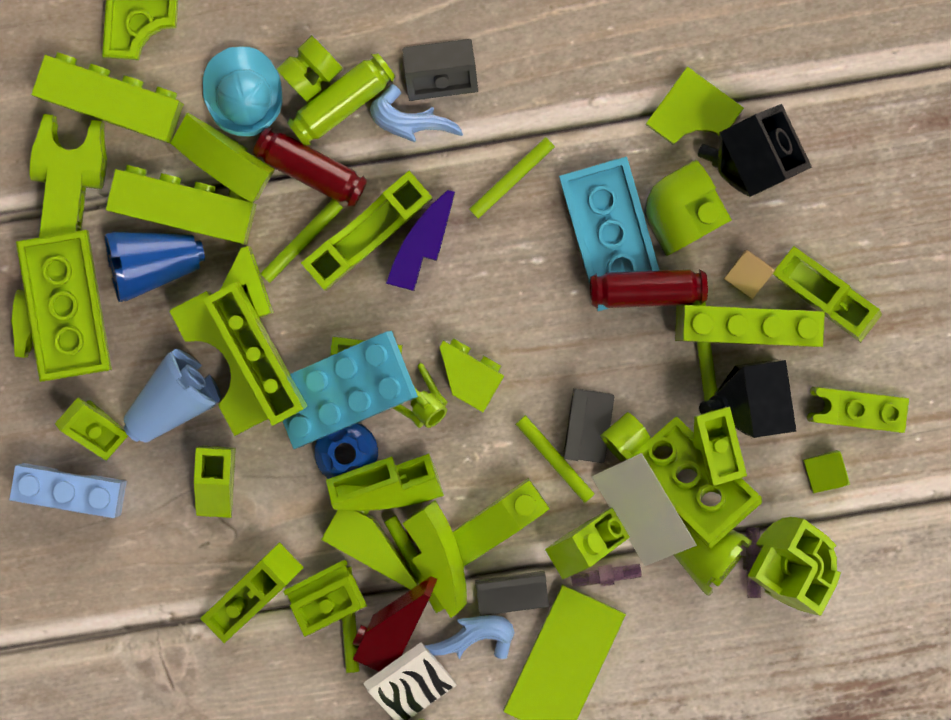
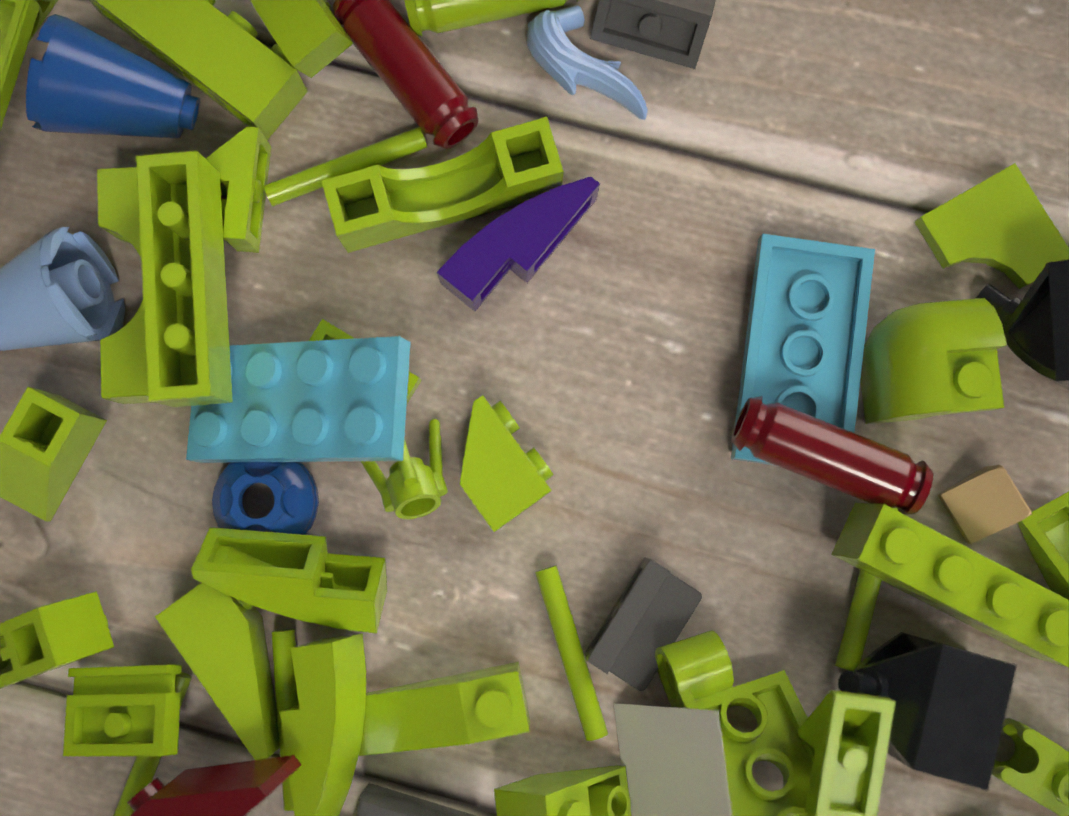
camera: 20 degrees right, 5 degrees down
(512, 177) = (689, 211): lime bar -> none

